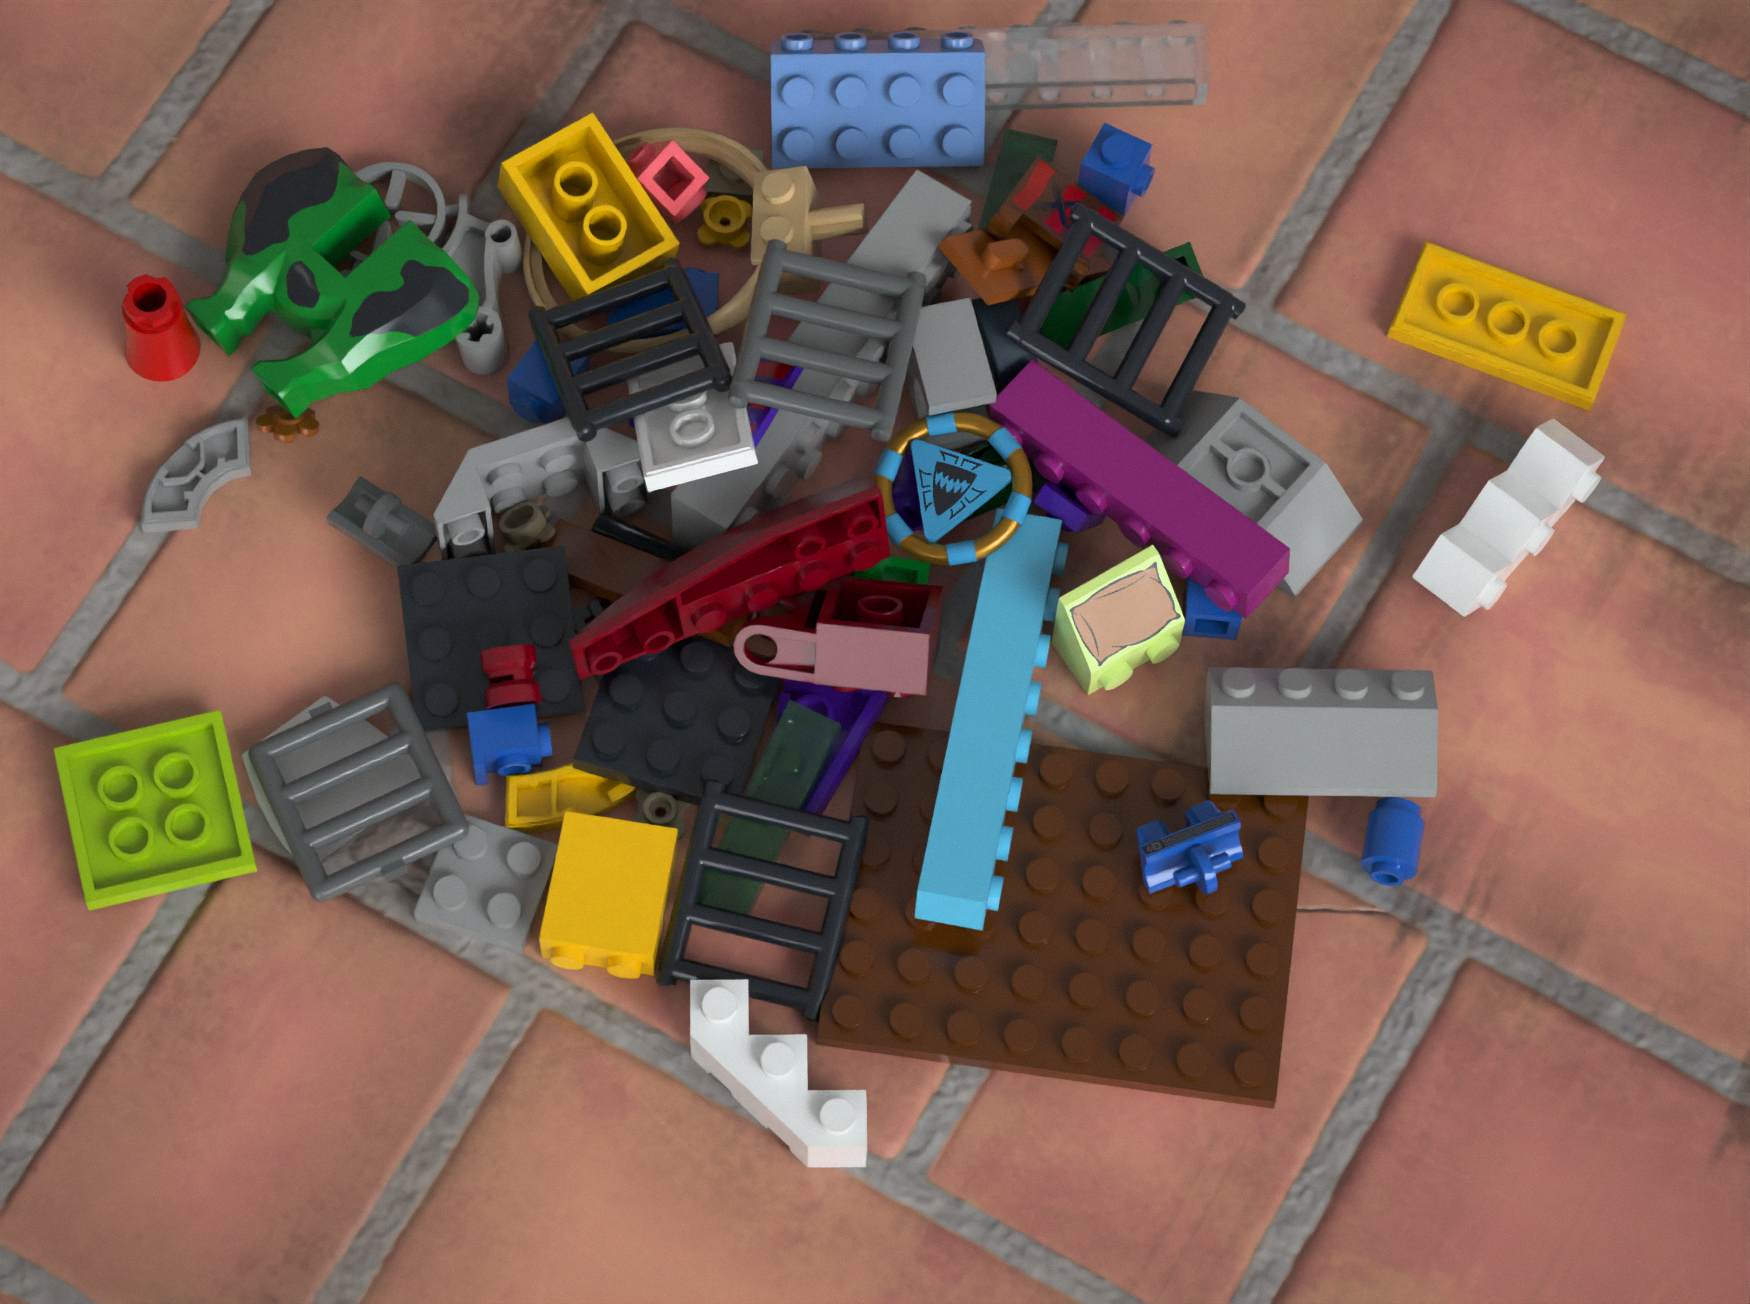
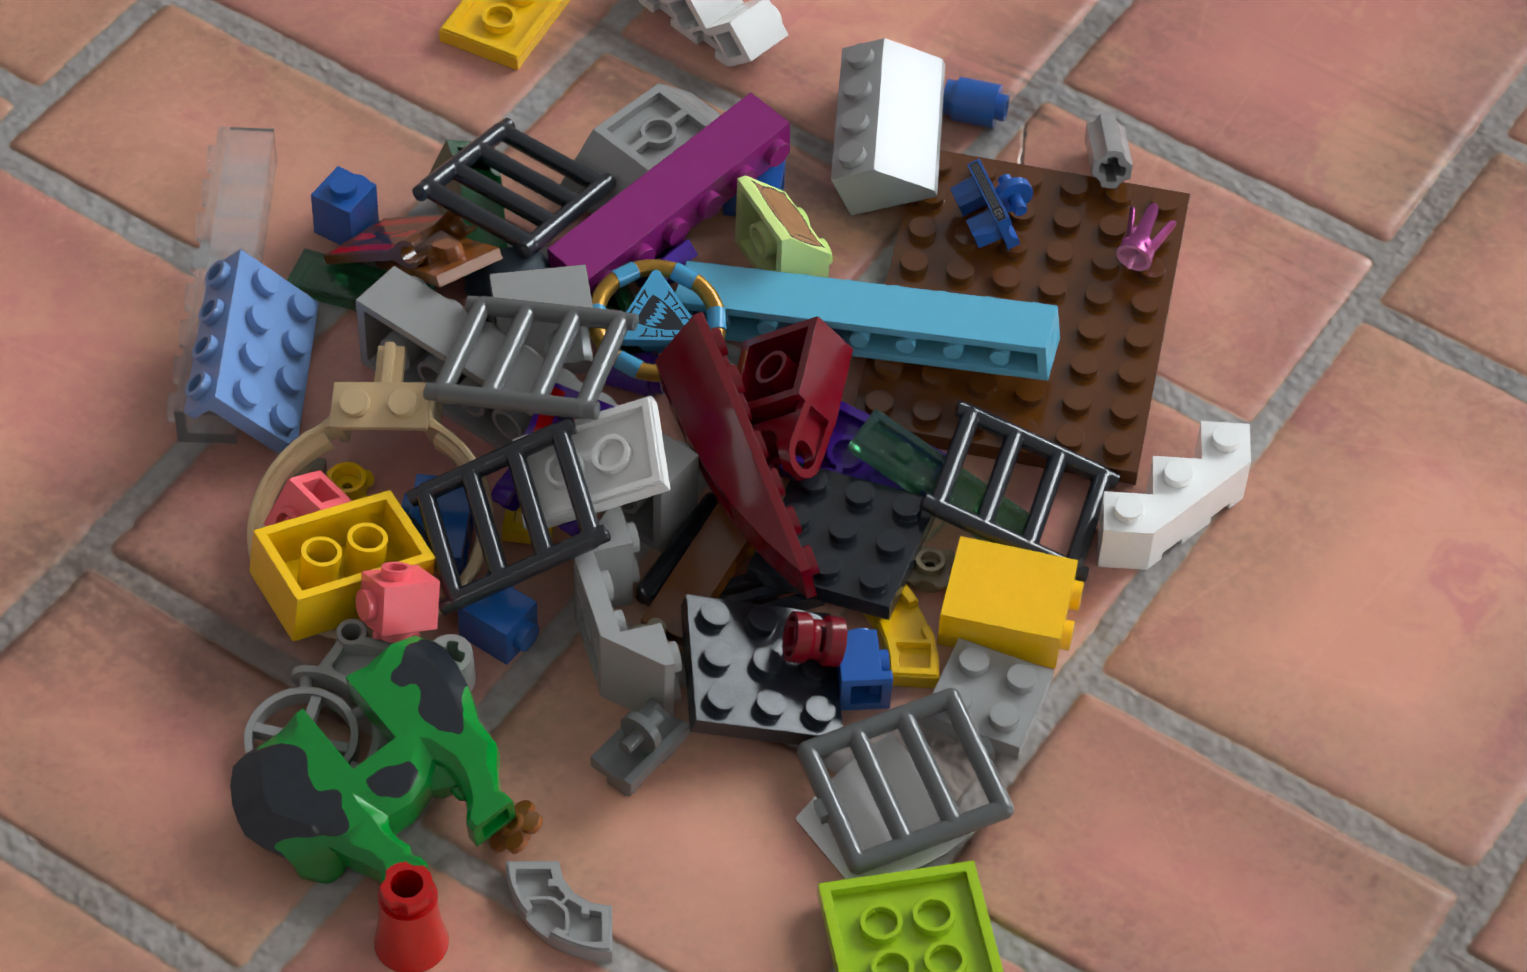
camera: 85 degrees left, 15 degrees down
(525, 263) = (398, 601): none -> coral brick
(1148, 1017) = (1136, 247): none -> flat silver piece
(1316, 993) = (1108, 151): none -> light grey axle

